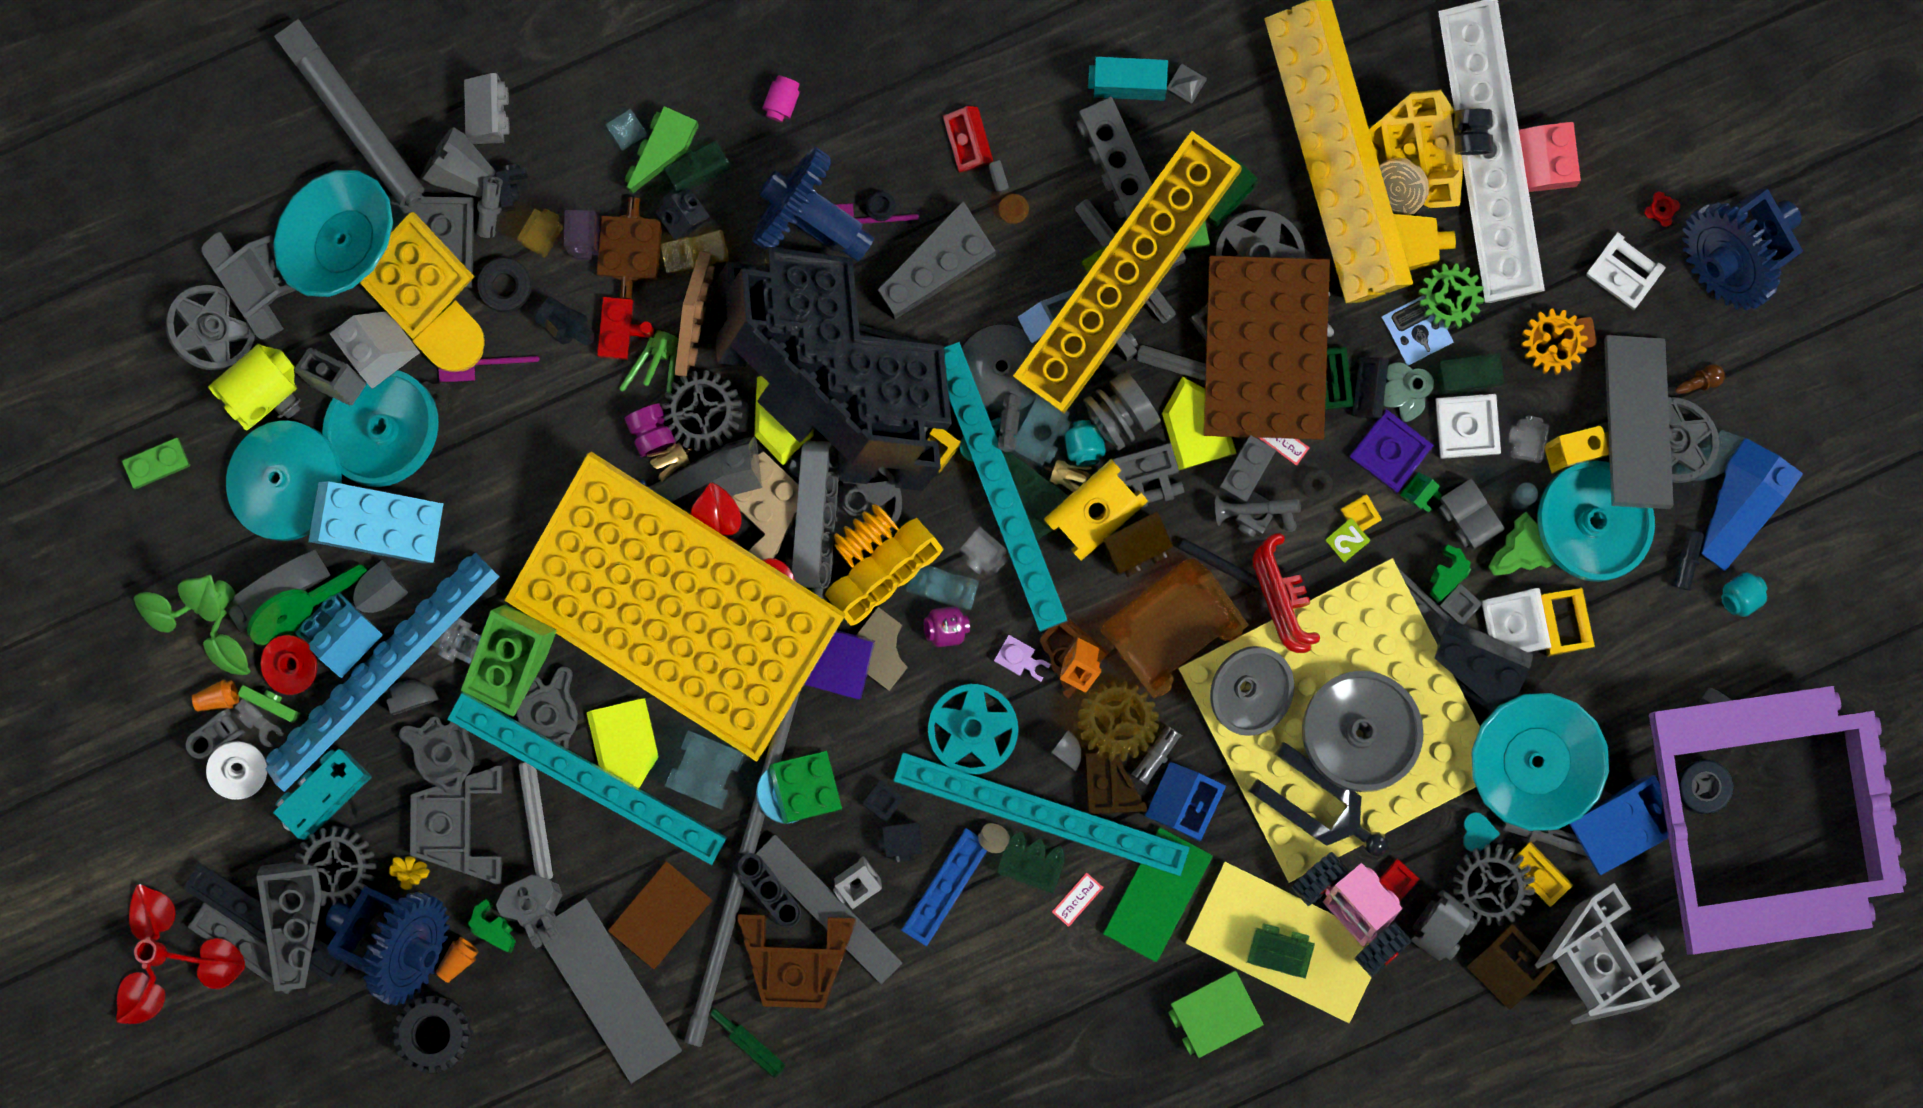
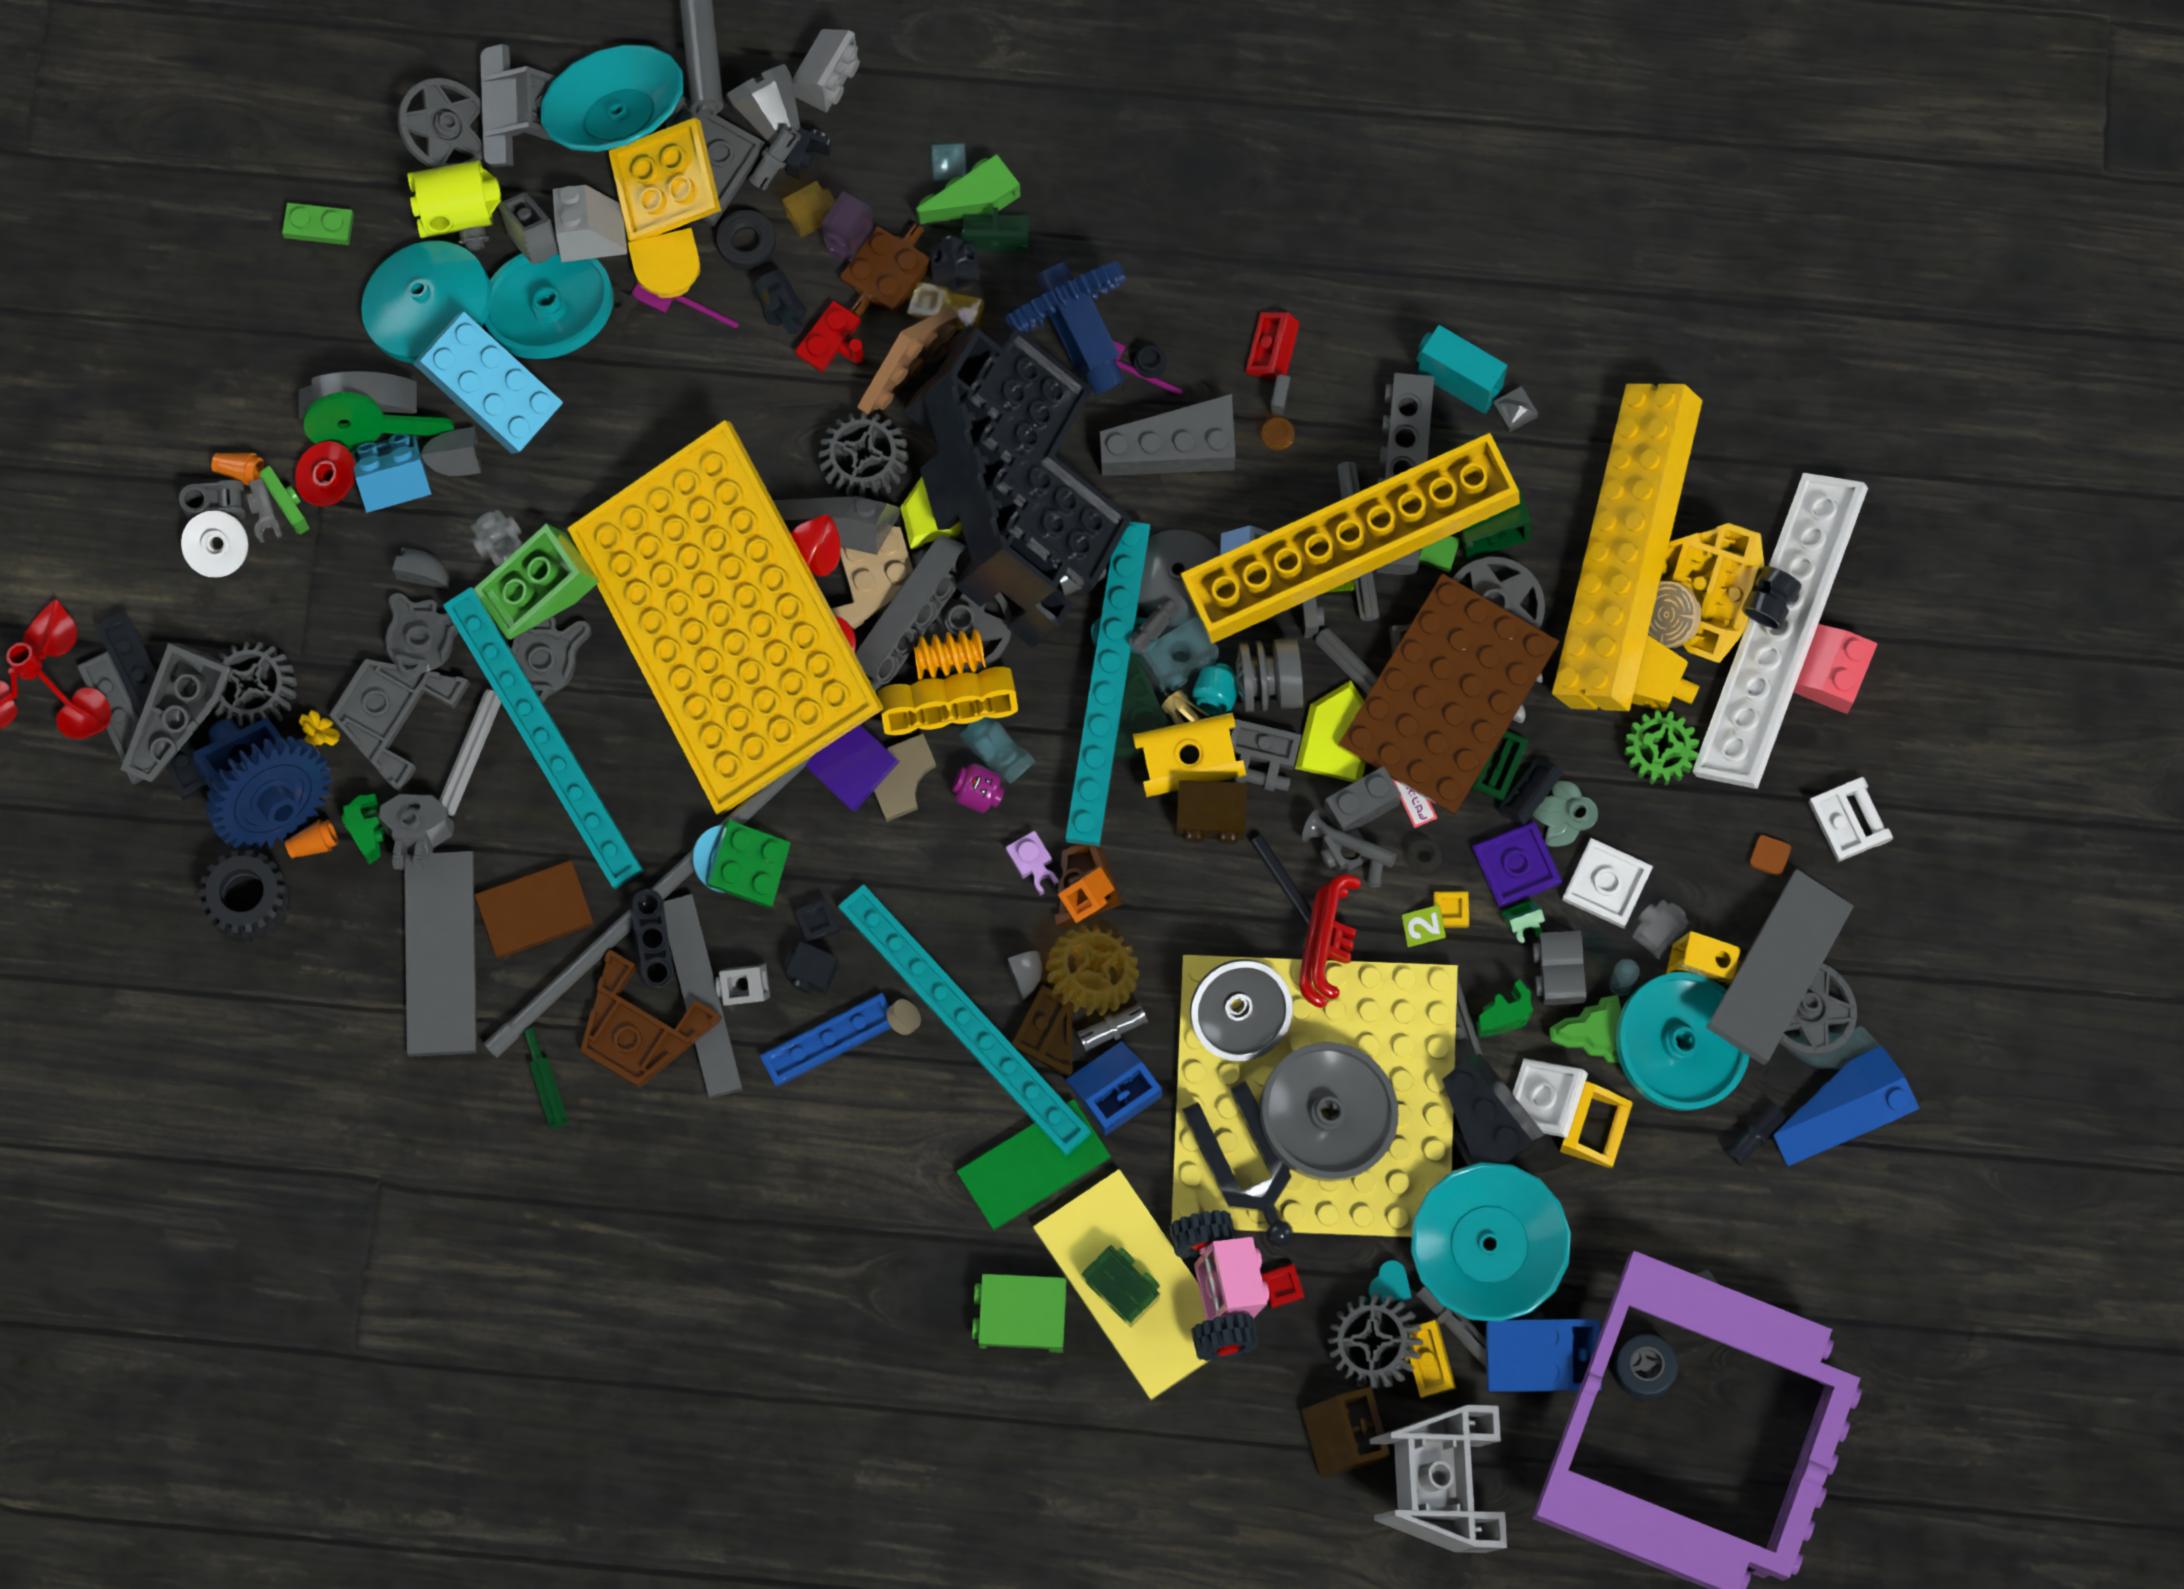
camera: 25 degrees right, 10 degrees down
(207, 601) = (276, 350): bright green plant -> none
(321, 794) = (280, 607): teal piece -> none
(380, 671) = (397, 527): dark azure plate -> none
(624, 740) = (602, 724): neon yellow tile -> none
(650, 430) = (802, 440): magenta wheel -> none
(662, 347) = (857, 375): bright green plant -> none
(674, 454) = (813, 481): pearl gold piece -> none
(705, 770) = (660, 793): clear light blue piece -> none
(781, 99) = (1113, 211): dark pink brick -> none
(947, 445) = (1078, 620): yellow panel -> none
(973, 729) = (946, 901): teal wheel -> none
(984, 552) = (1056, 738): clear brick -> none
(1030, 865) = (924, 1064): clear green plate -> none
(1077, 899) = (951, 1125): white sticker -> none
(1172, 624) = (1201, 910): clear orange windscreen -> none
(1414, 332) = (1606, 766): sticker -> none
(1443, 926) = (1299, 1351): dark grey brick -> none
(1460, 604) = (1500, 1049): dark grey plate -> none
(1470, 373) = (1638, 831): clear green brick -> none
(1570, 346) = (1754, 834): light orange gear -> none
(1645, 951) = (1491, 1495): light grey brick -> none
(1670, 205) = (1925, 771): red plate -> none
(1710, 377) = (1880, 969): reddish brown bar -> none
(1733, 254) = (1967, 853): dark blue piece -> none
(1744, 594) = (1794, 1198): teal head -> none

